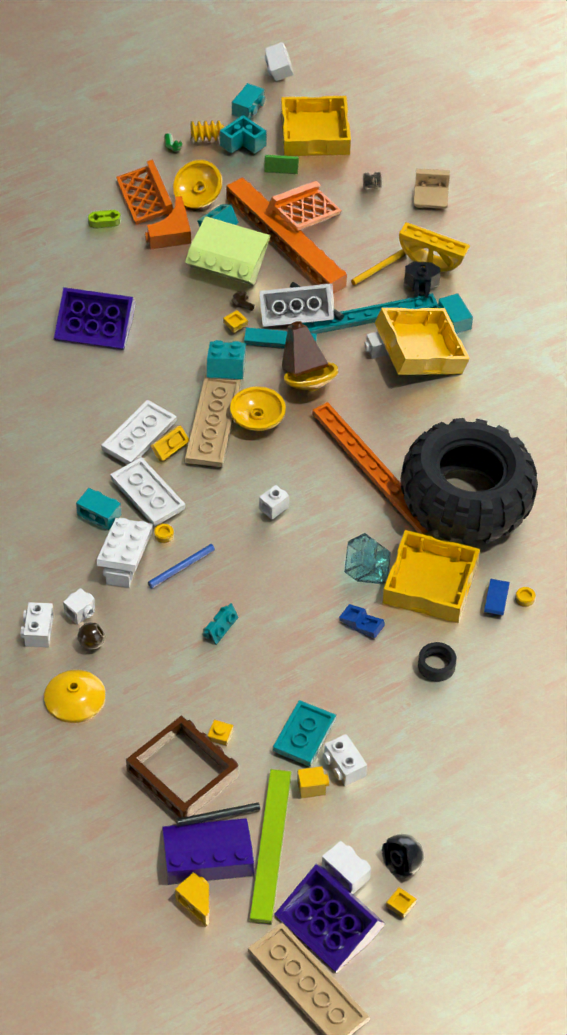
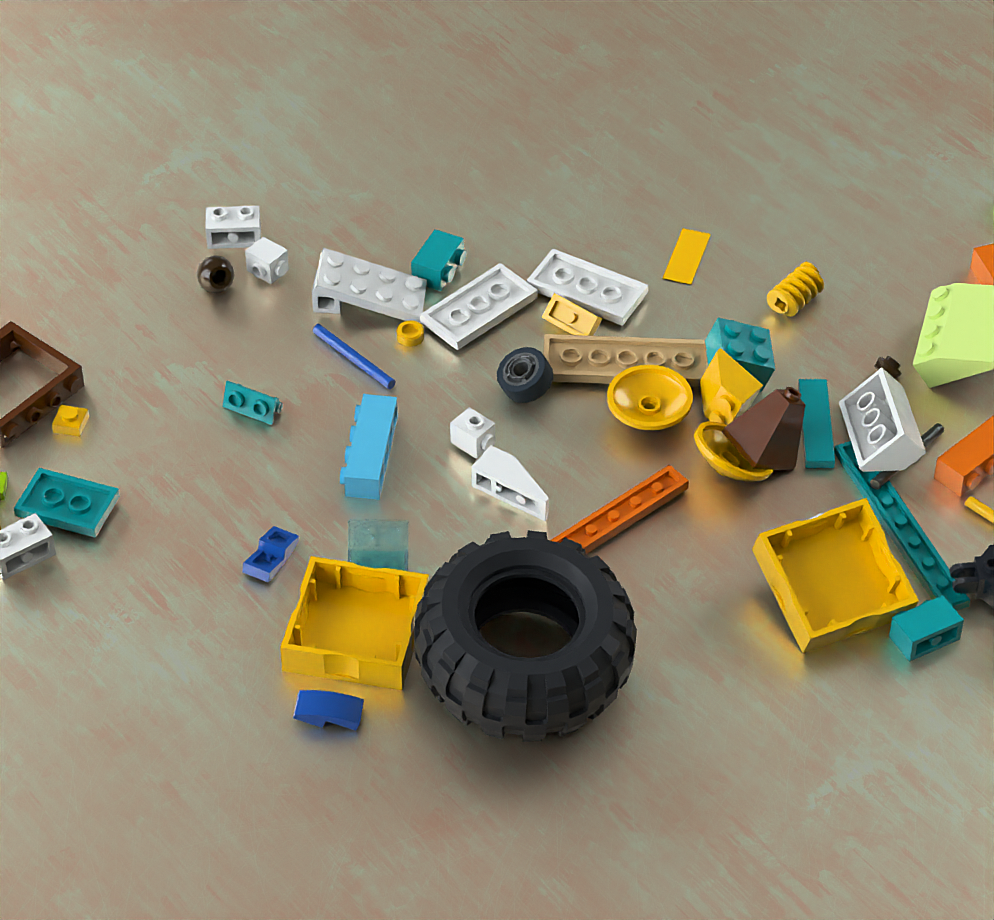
camera: 85 degrees right, 5 degrees down
(74, 704) = (128, 279): yellow dish -> none
(94, 318) = (797, 217): dark purple slope -> none
(112, 382) = (686, 256): none -> yellow sticker
(166, 327) = (796, 290): none -> yellow piece
(228, 460) = (525, 375): none -> black wheel
(235, 321) = (835, 366): yellow plate -> none
(264, 367) = (727, 389): none -> yellow slope
(275, 558) = (370, 446): none -> medium azure brick
(316, 489) = (508, 481): none -> white slope
(434, 674) = (198, 623): black tyre -> none
(525, 596) = (336, 748): yellow tile -> none

